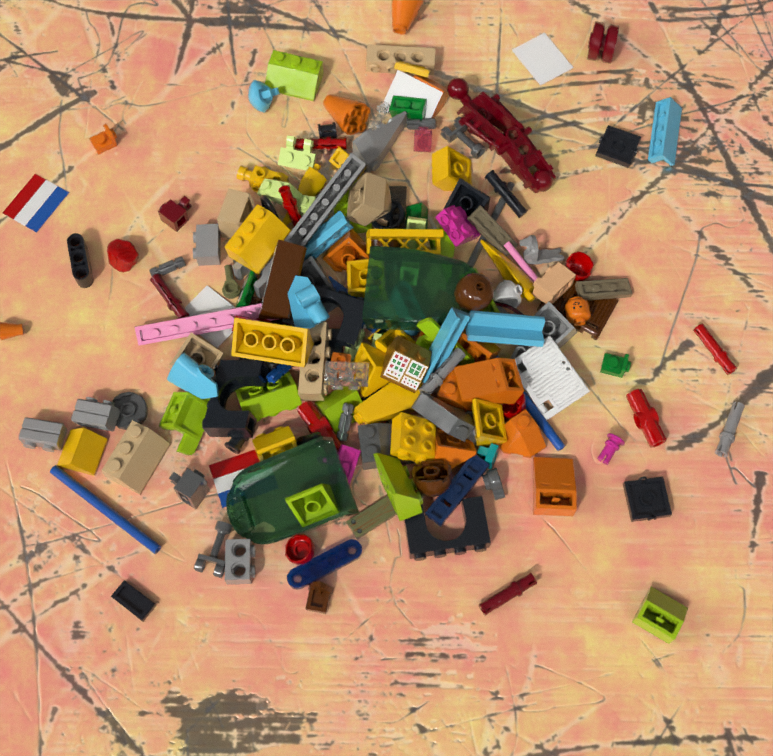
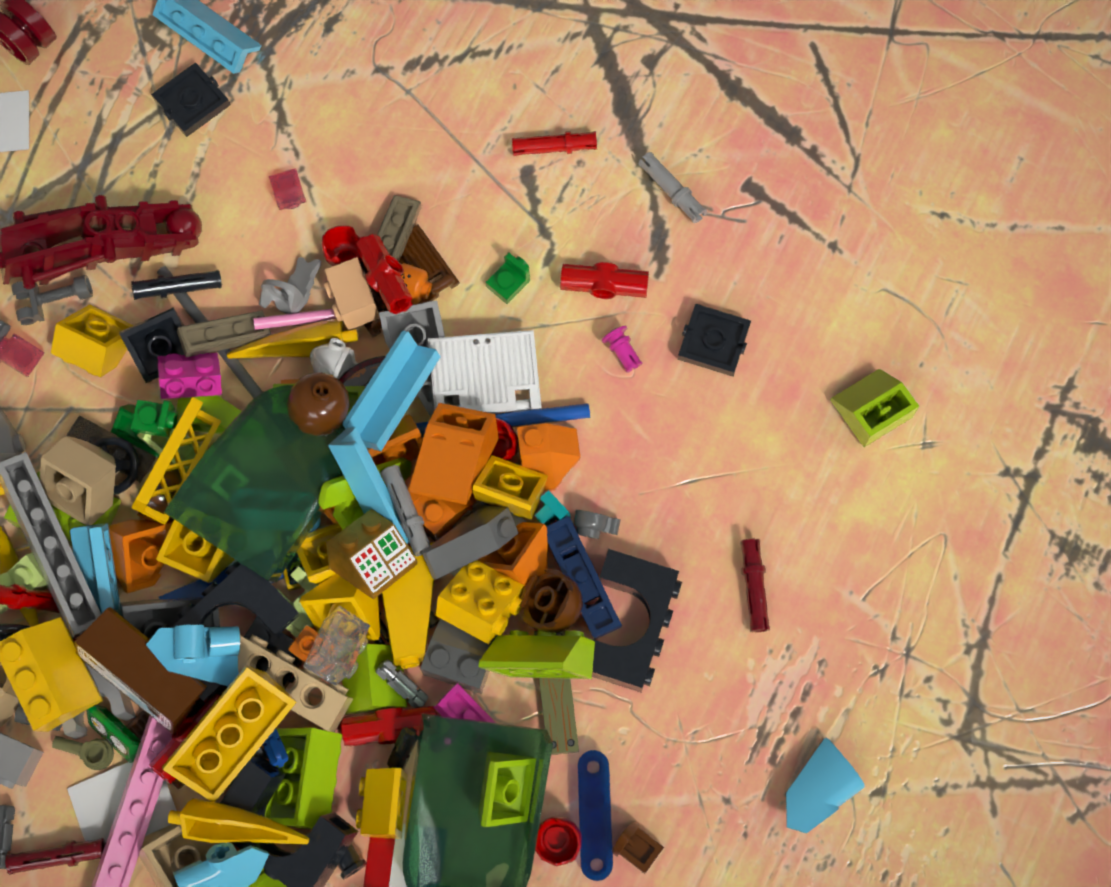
camera: 60 degrees left, 5 degrees up
(222, 364) = (224, 823): none -> yellow piece
(404, 688) = (820, 788): none -> medium azure panel
(421, 217) = (154, 418): none -> green bracket
(554, 487) = (639, 447): orange slope -> none
(573, 292) = (384, 274): none -> red piece
(596, 222) = (287, 189): none -> clear pink bracket

